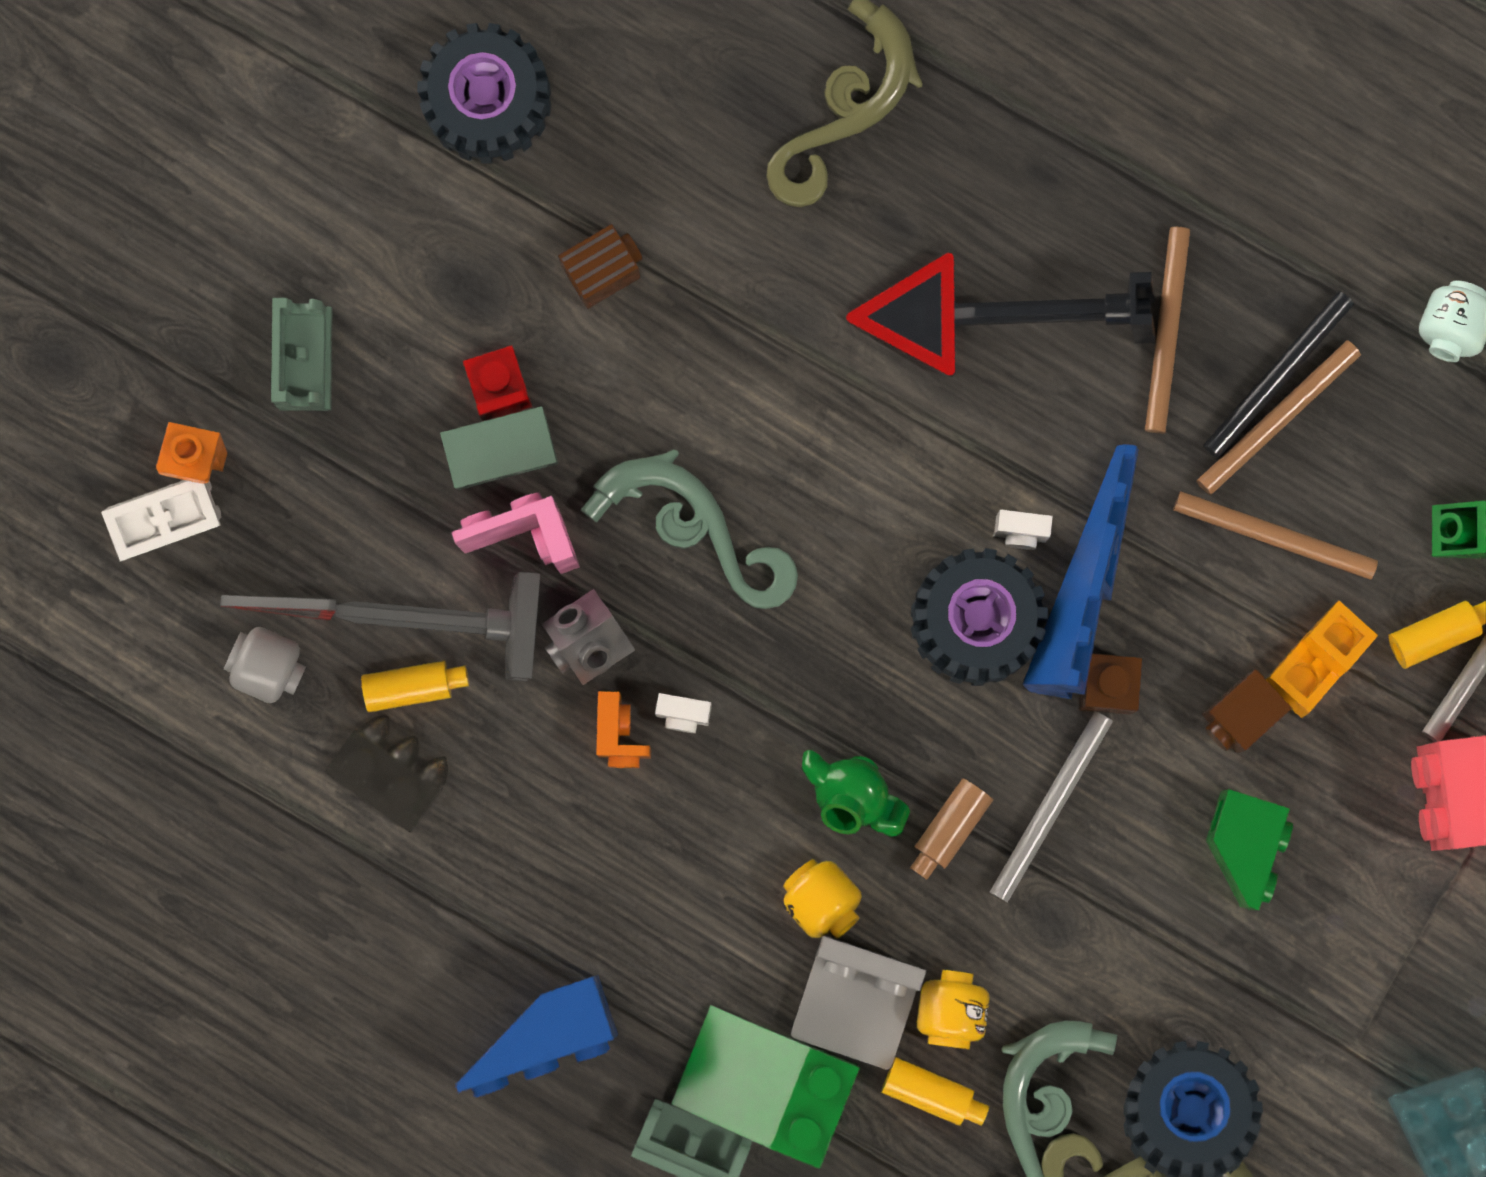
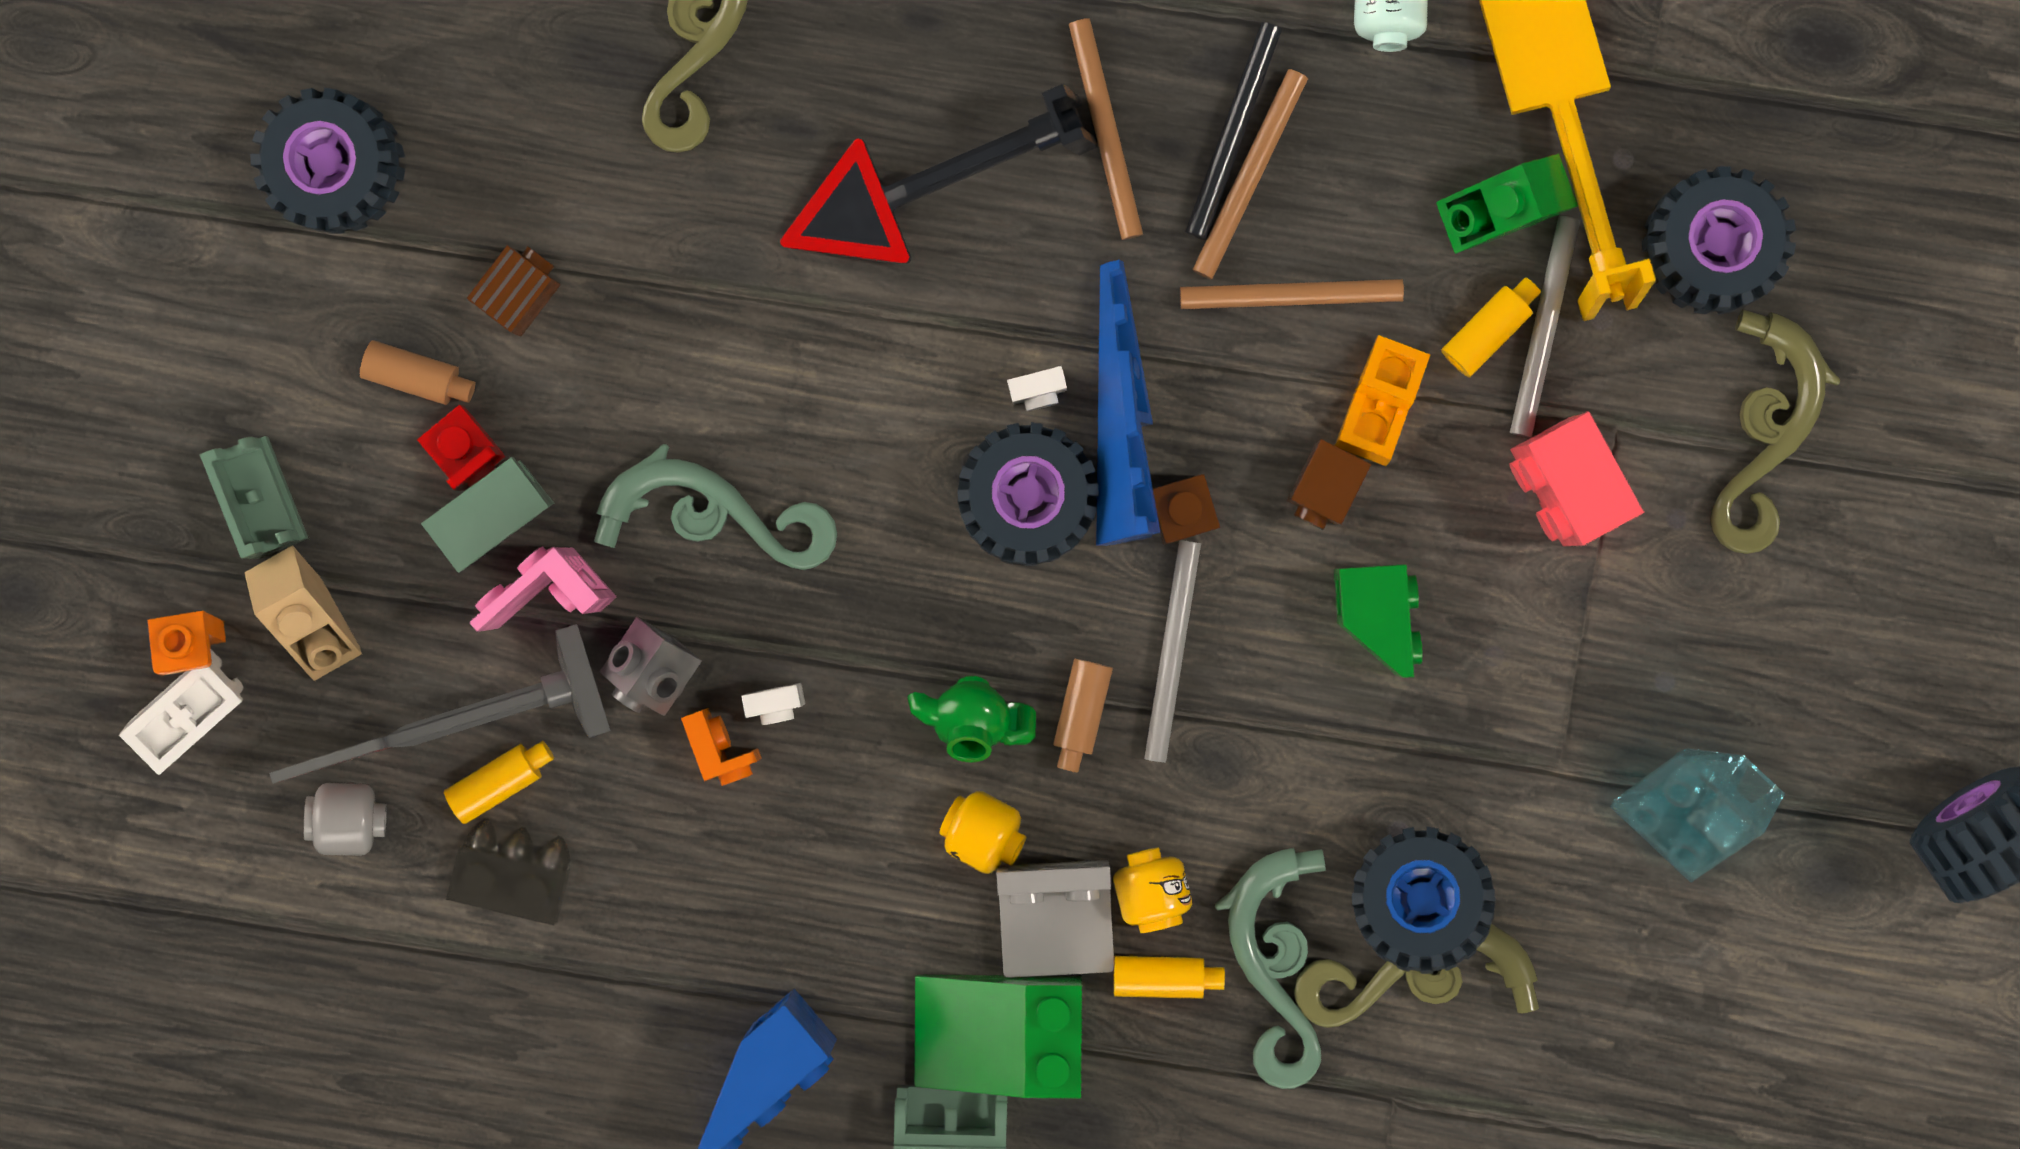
camera: 20 degrees left, 5 degrees up
(301, 471) = (301, 613): none -> tan slope
(483, 304) = (414, 374): none -> medium nougat cylinder

